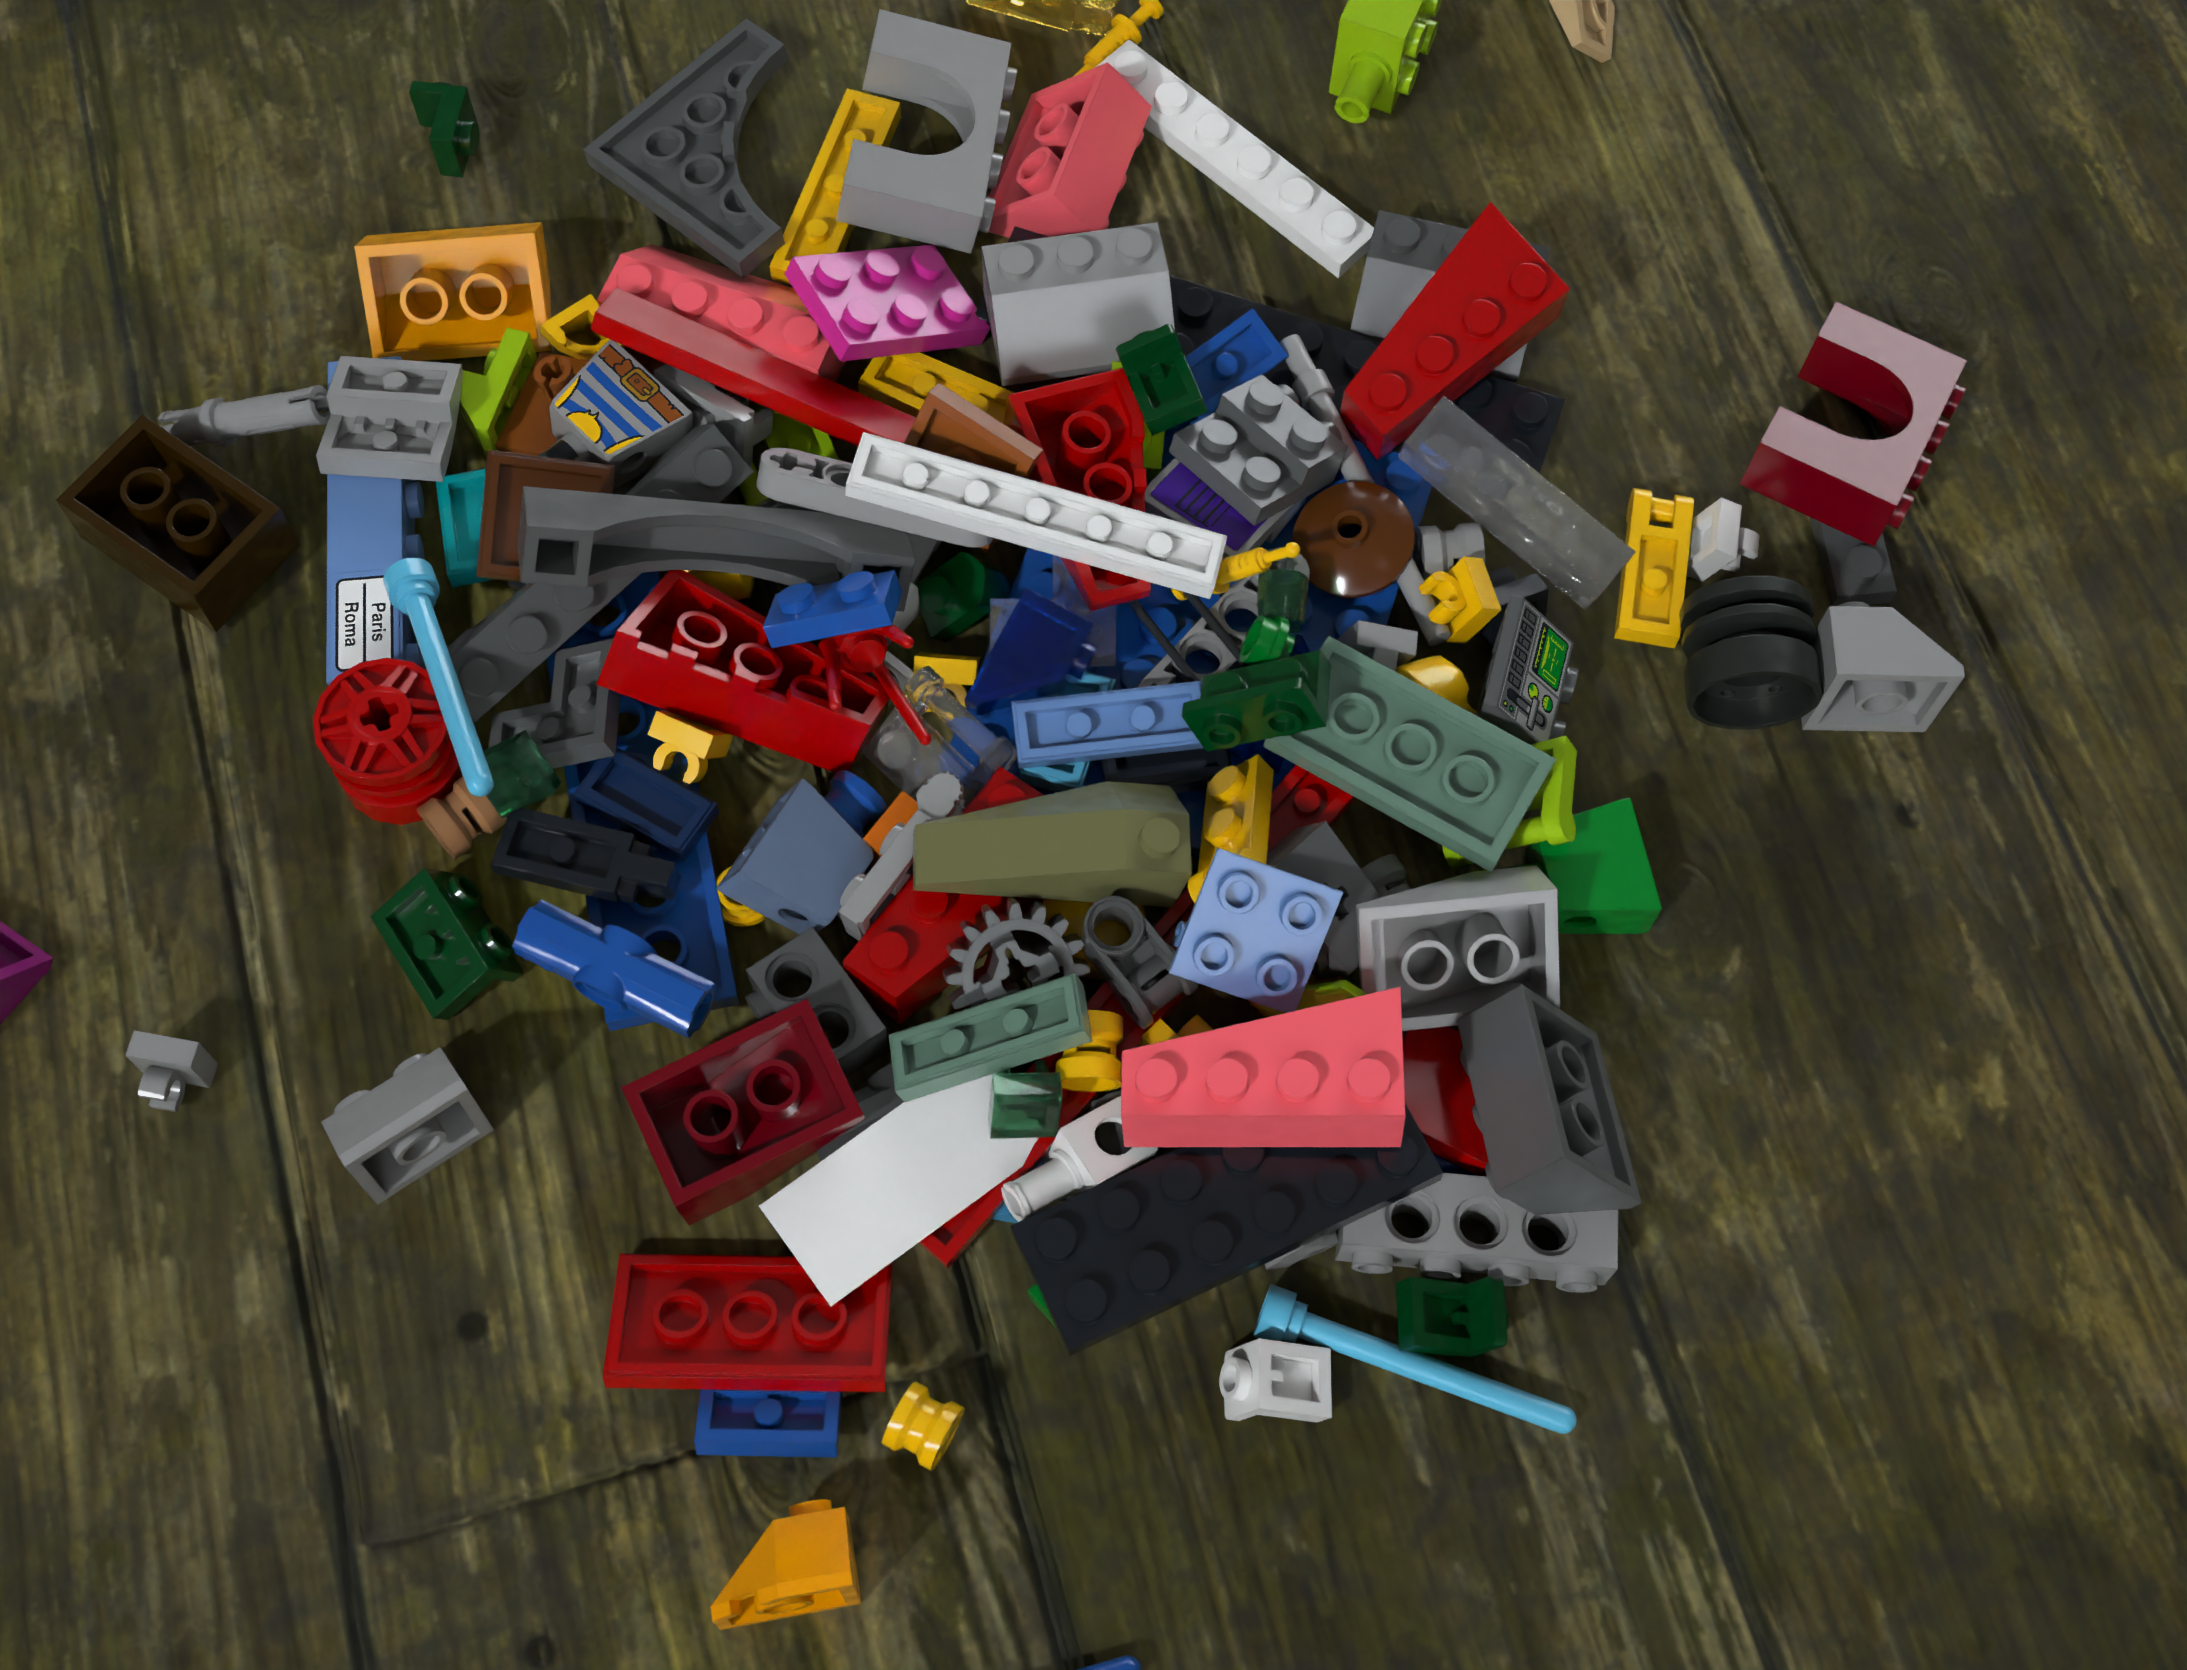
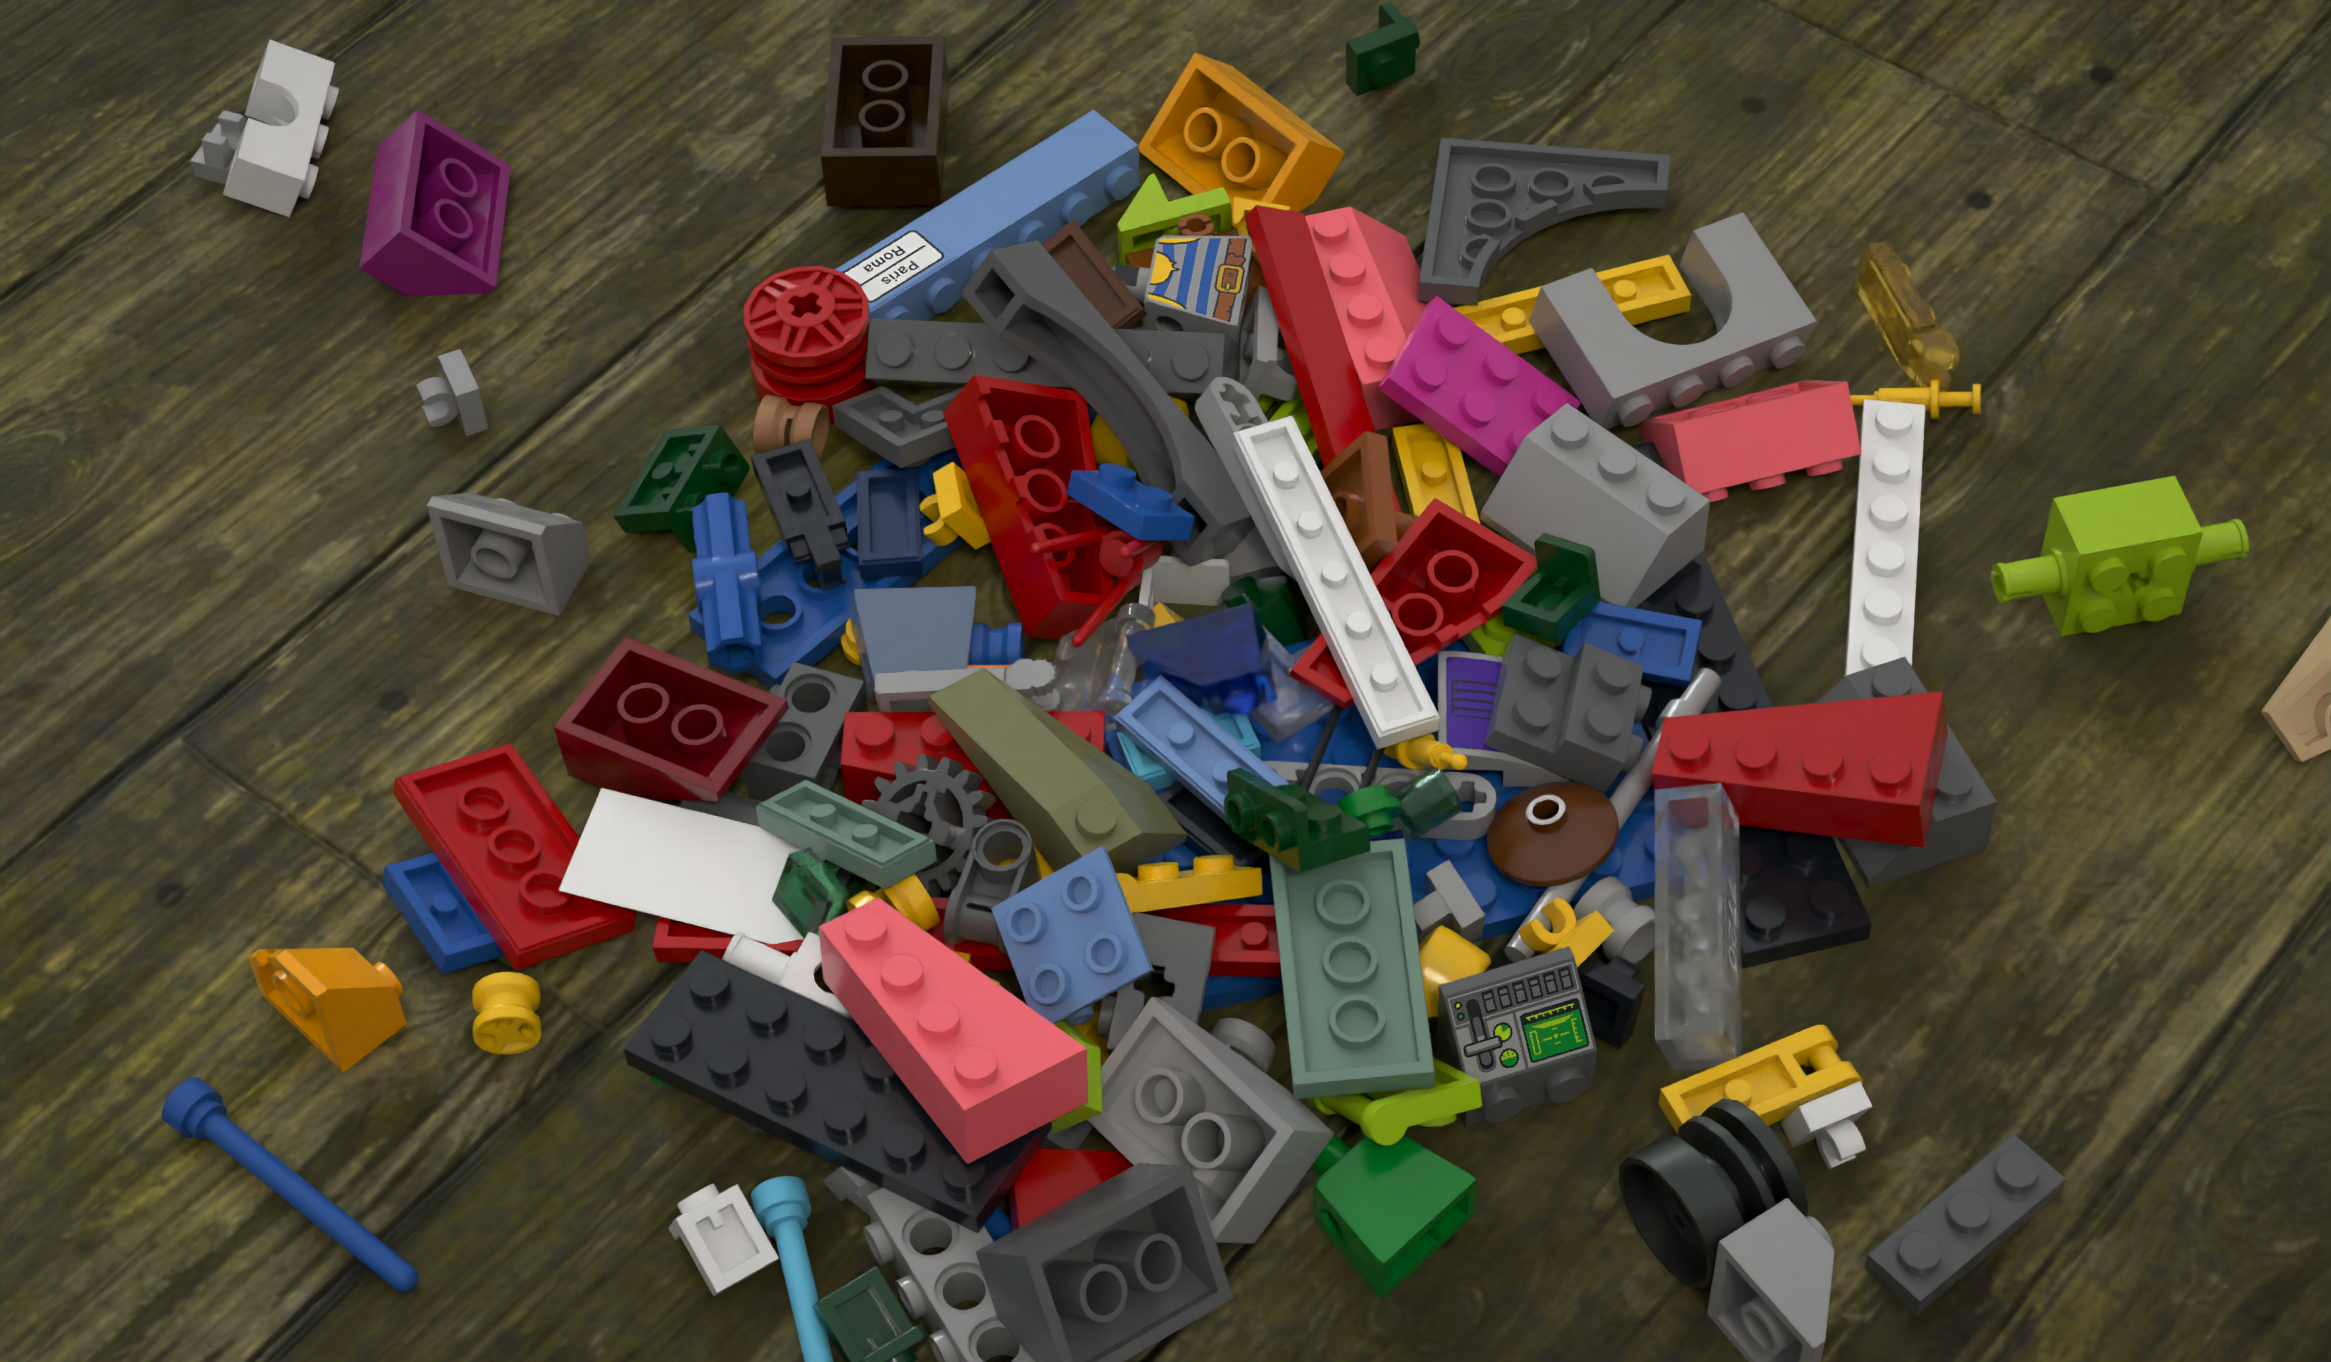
camera: 60 degrees right, 15 degrees down
(227, 421) = (1000, 96): light grey pin -> none
(391, 418) = (1073, 169): light grey slope -> none
(414, 591) = (933, 269): medium azure piece -> none
(519, 774) = (833, 420): clear green tile -> none
(1854, 480) = (1988, 1189): arch -> none

